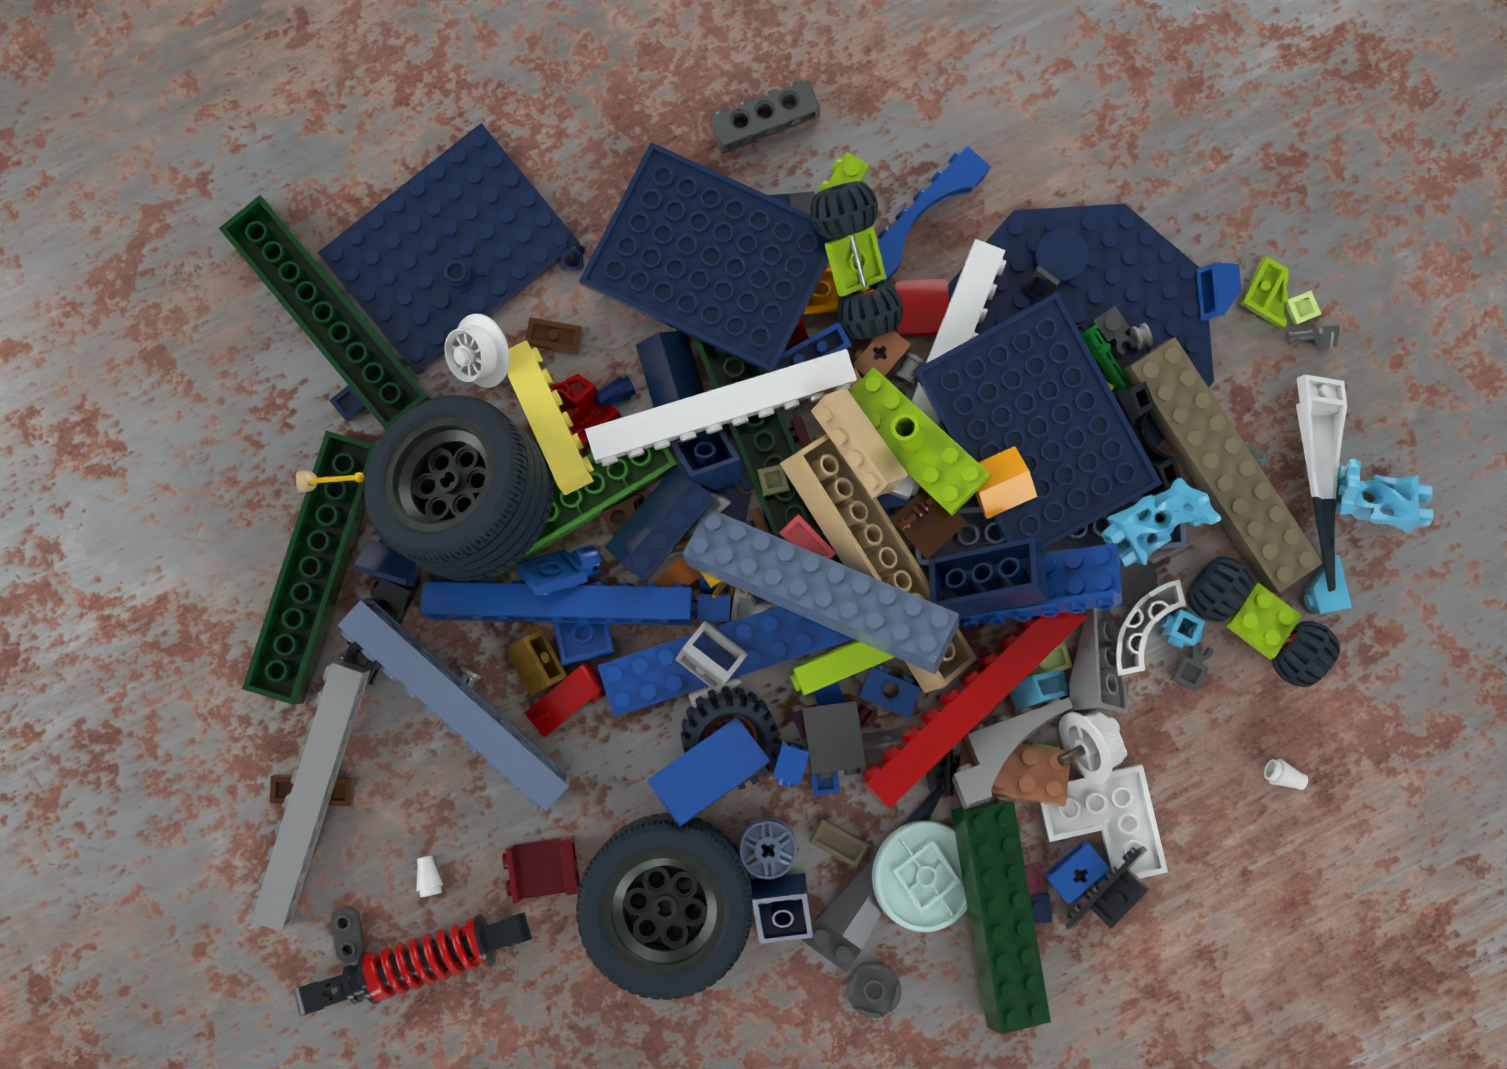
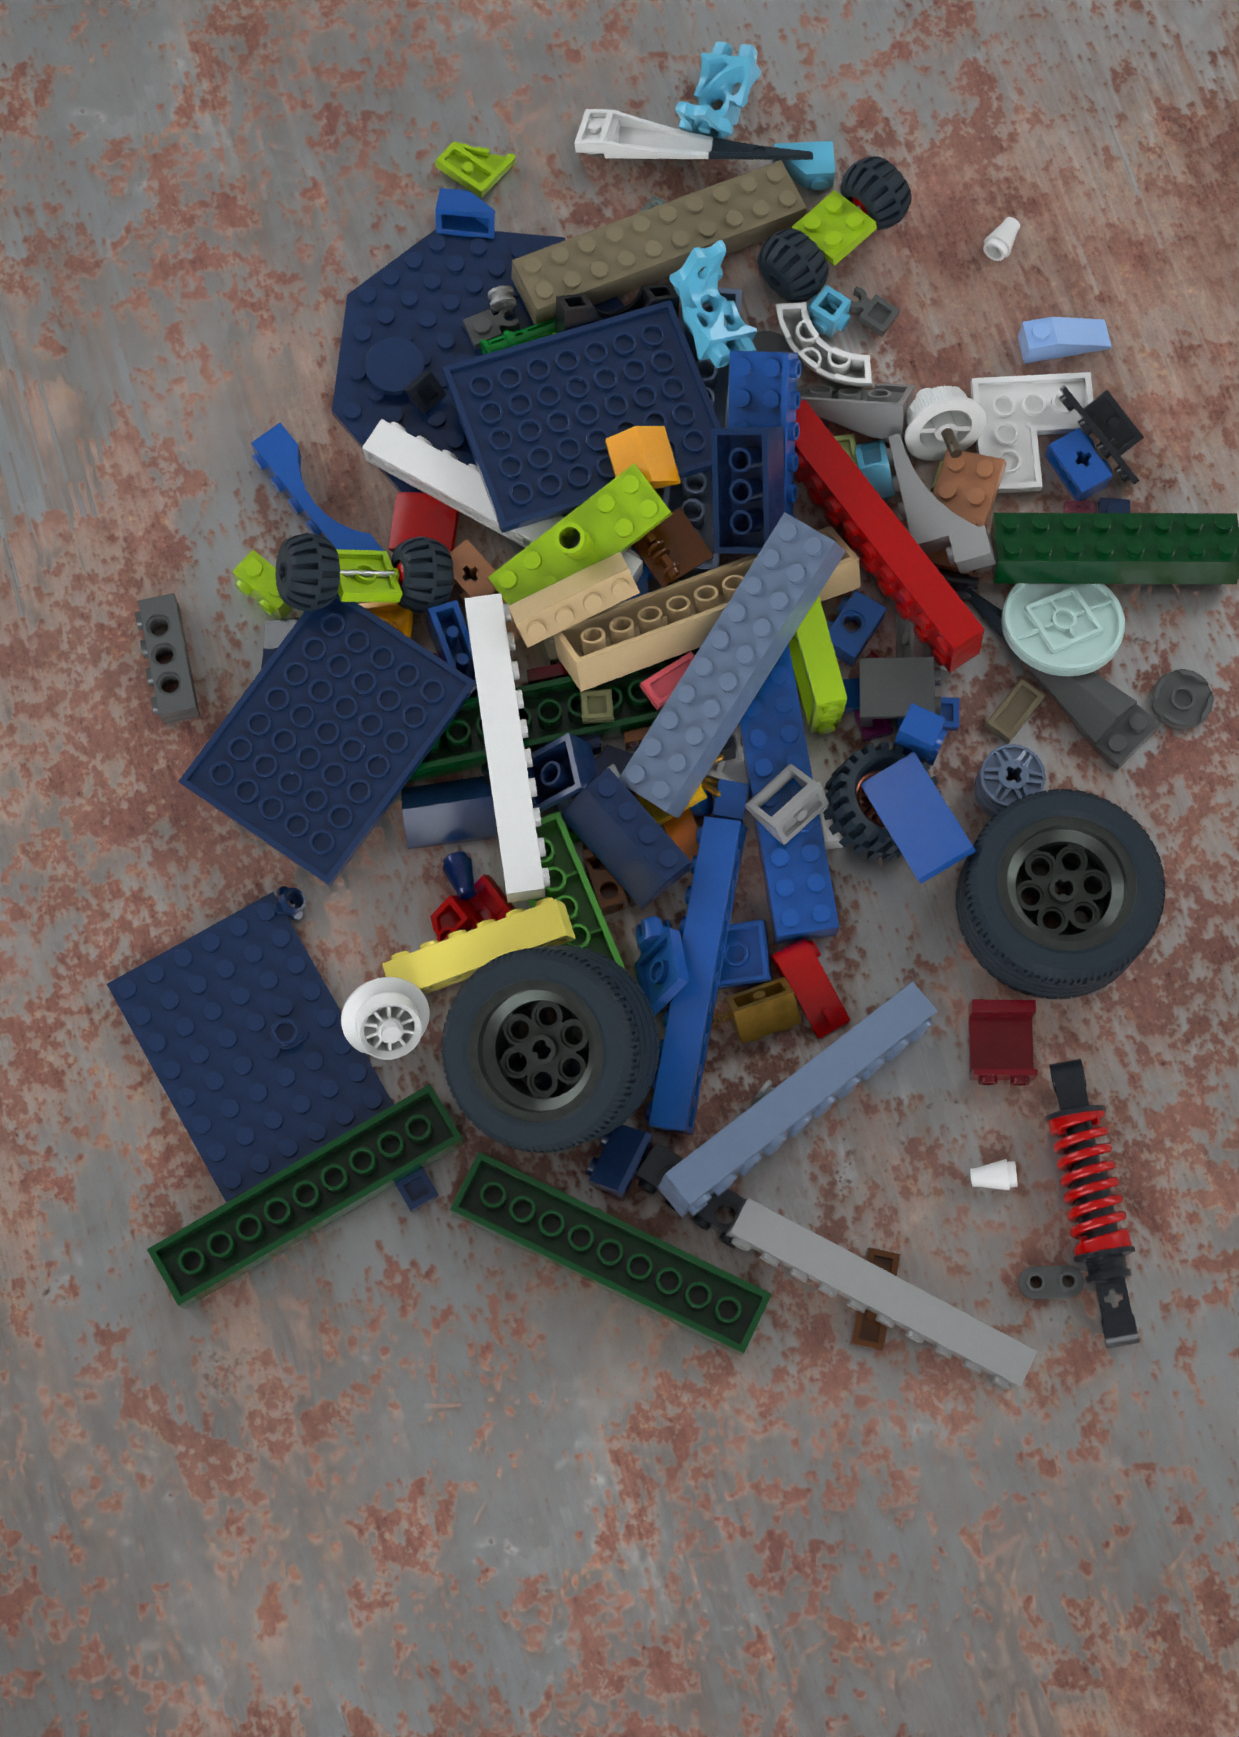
camera: 85 degrees left, 10 degrees down
(308, 481) = (508, 1234): hinge -> none
(553, 335) = (379, 937): reddish brown plate -> none
(782, 908) = (1082, 769): dark blue slope -> none
(905, 374) = (493, 549): light grey bush -> none
(1197, 842) = (1061, 337): none -> light blue slope
(1302, 308) = (498, 136): yellowish green tile -> none
(1324, 337) = (533, 119): dark grey bar -> none

